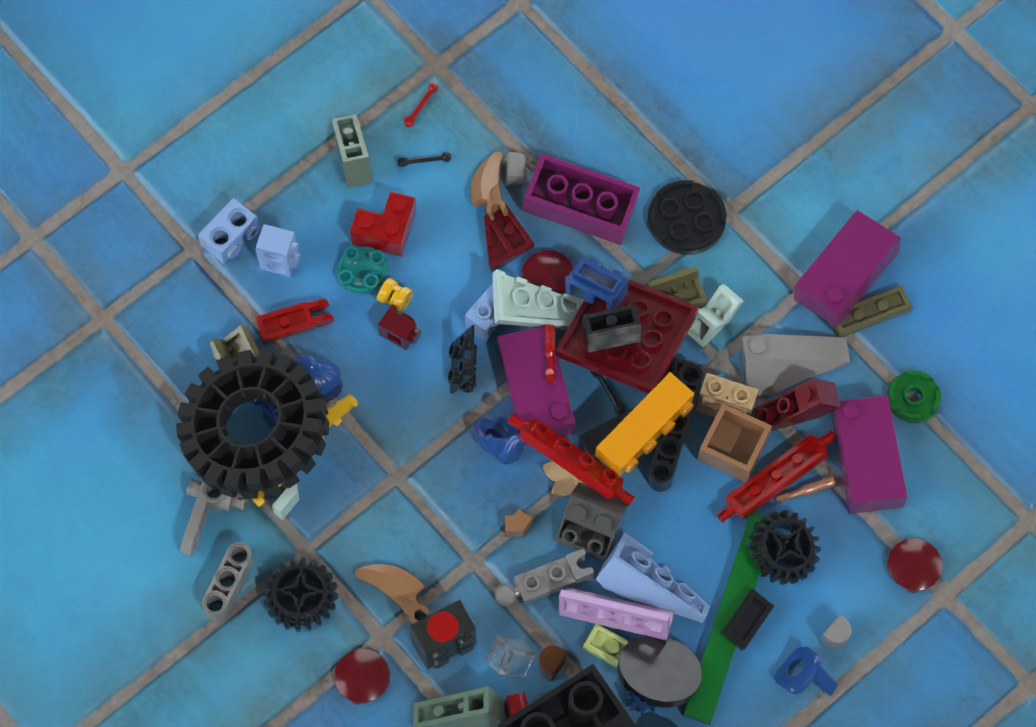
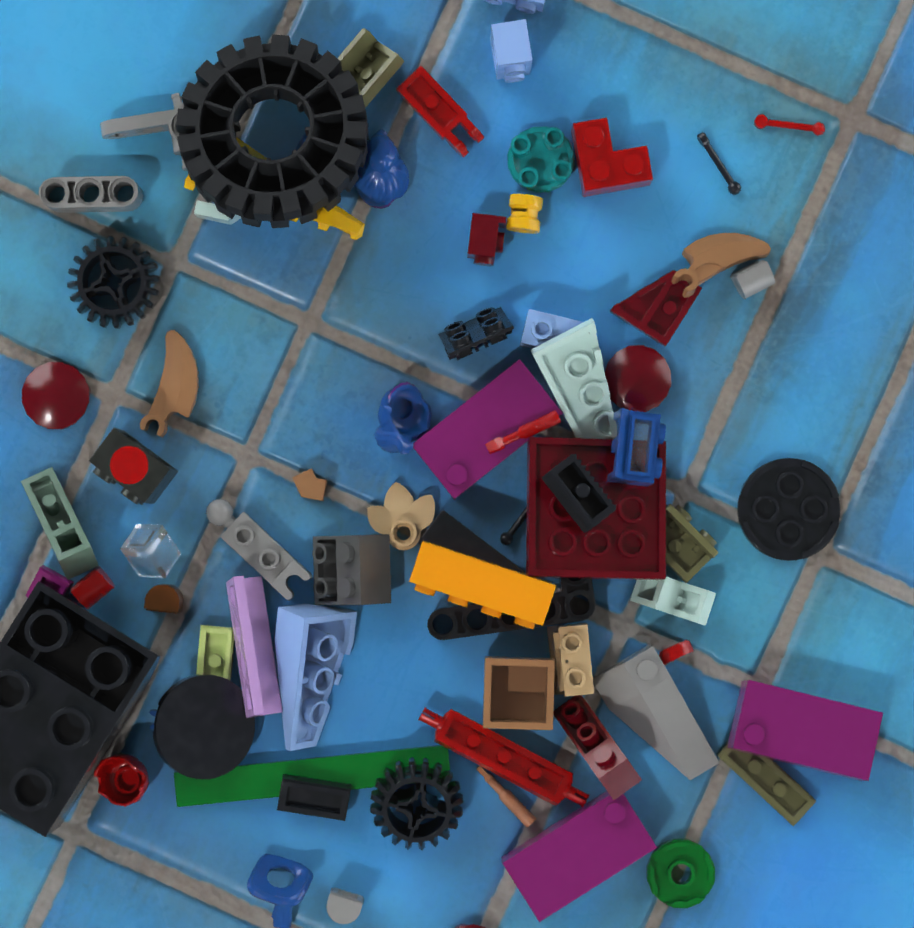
camera: 65 degrees right, 20 degrees up
(352, 150) = (687, 72): sand green slope -> none
(571, 458) = (404, 515): red plate -> none
(581, 199) = (748, 375): magenta brick -> none
(753, 326) = (676, 652): none -> red tile

